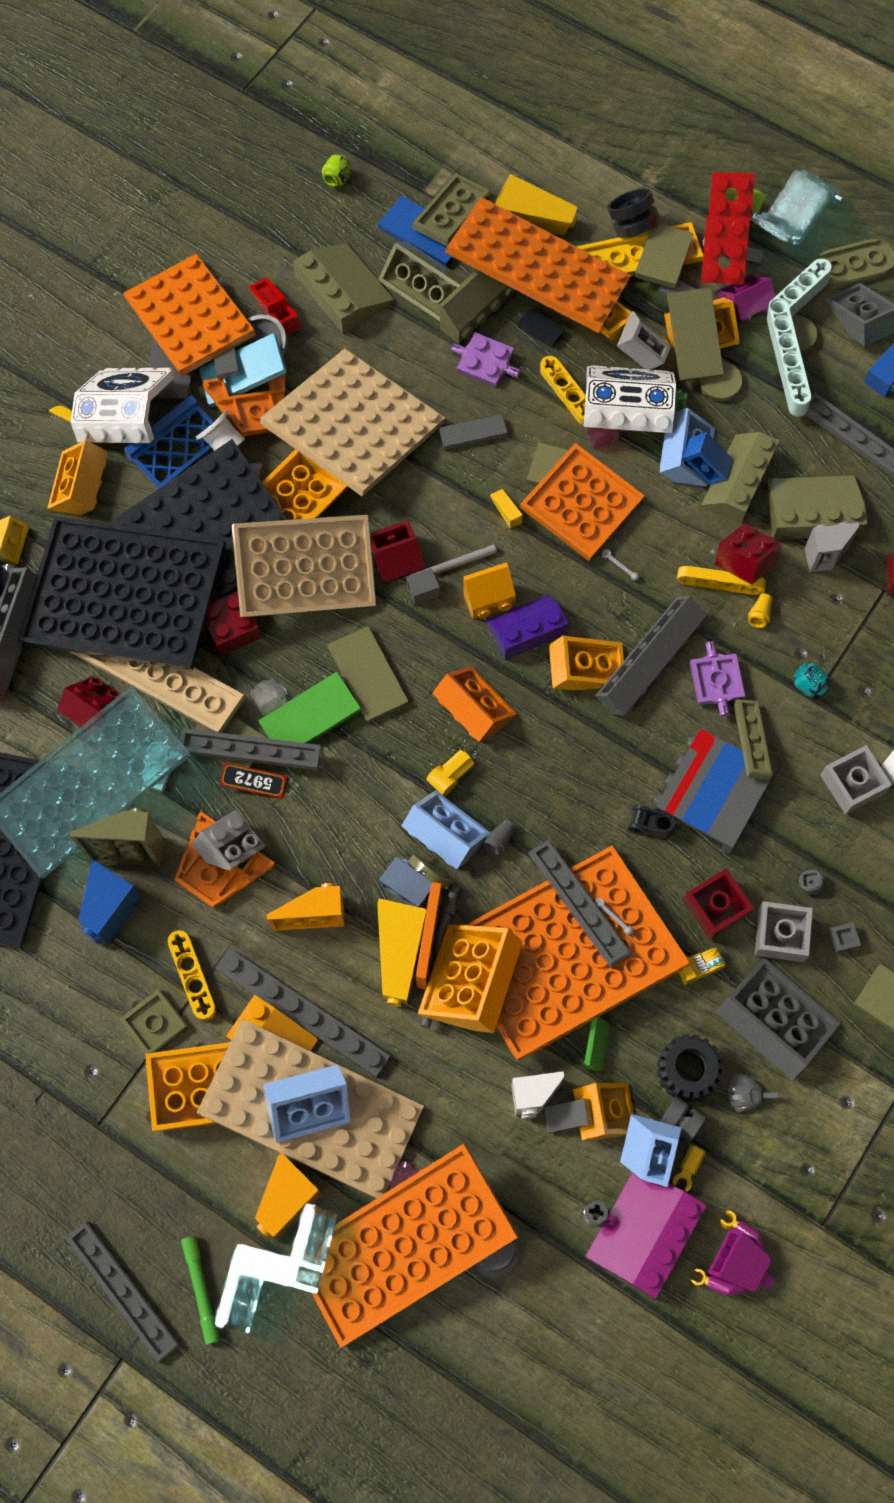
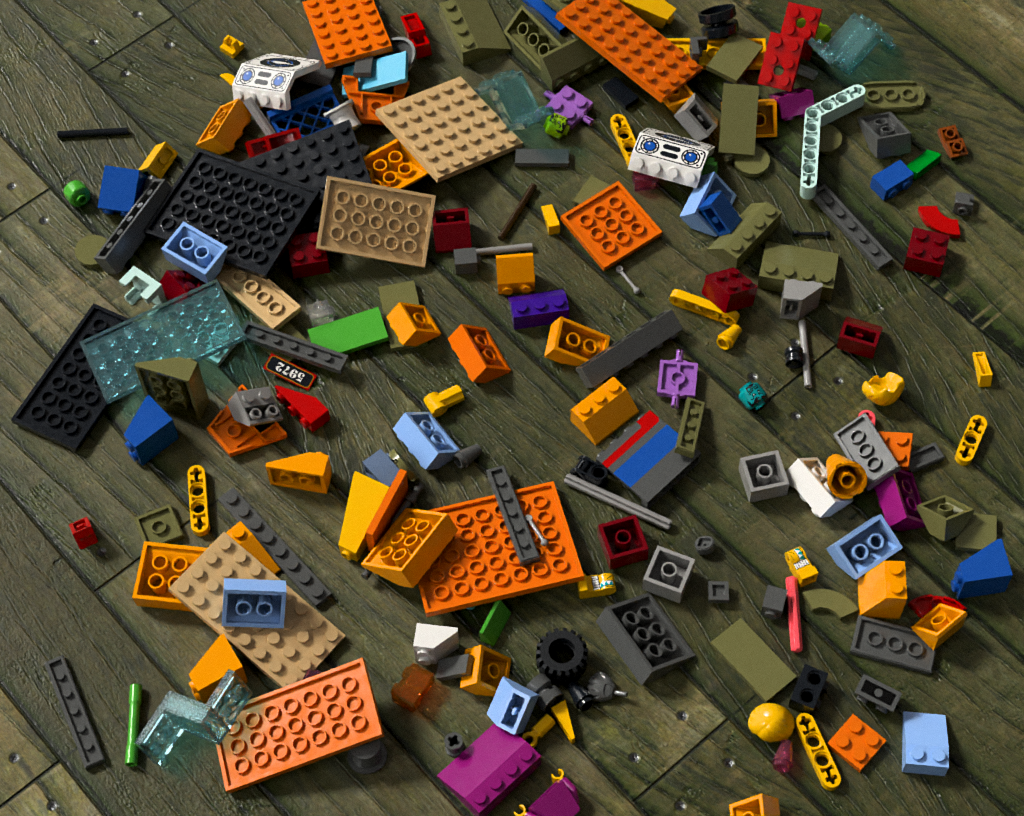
camera: 15 degrees right, 10 degrees down
(45, 713) = (143, 287): none -> light aqua panel
(53, 370) = (231, 46): none -> yellow tile
(61, 1053) = (83, 533): none -> red slope
(94, 656) = (195, 252): none -> light blue slope
(120, 461) = (259, 116): none -> light grey axle
(137, 490) = (271, 141): none -> red slope
(287, 823) = (308, 409): none -> red slope
(385, 685) = (412, 324): none -> light orange slope
(422, 368) = (513, 100): none -> clear light blue bracket
(464, 508) = (517, 212): none -> dark brown bar
(479, 387) = (556, 125): none -> lime head
(524, 1152) = (412, 687): none -> clear orange brick
(616, 252) = (696, 46): none -> dark grey bracket
(644, 741) = (604, 411): none -> light orange slope
(694, 851) = (618, 501): none -> light grey axle
(710, 1141) = (562, 717): none -> yellow piece
(726, 1112) = (581, 697): none -> black cone
(798, 461) = (796, 233): none -> black hinge
(844, 619) = (794, 357): none -> black wheel
(853, 611) = (804, 345): none -> light grey bar

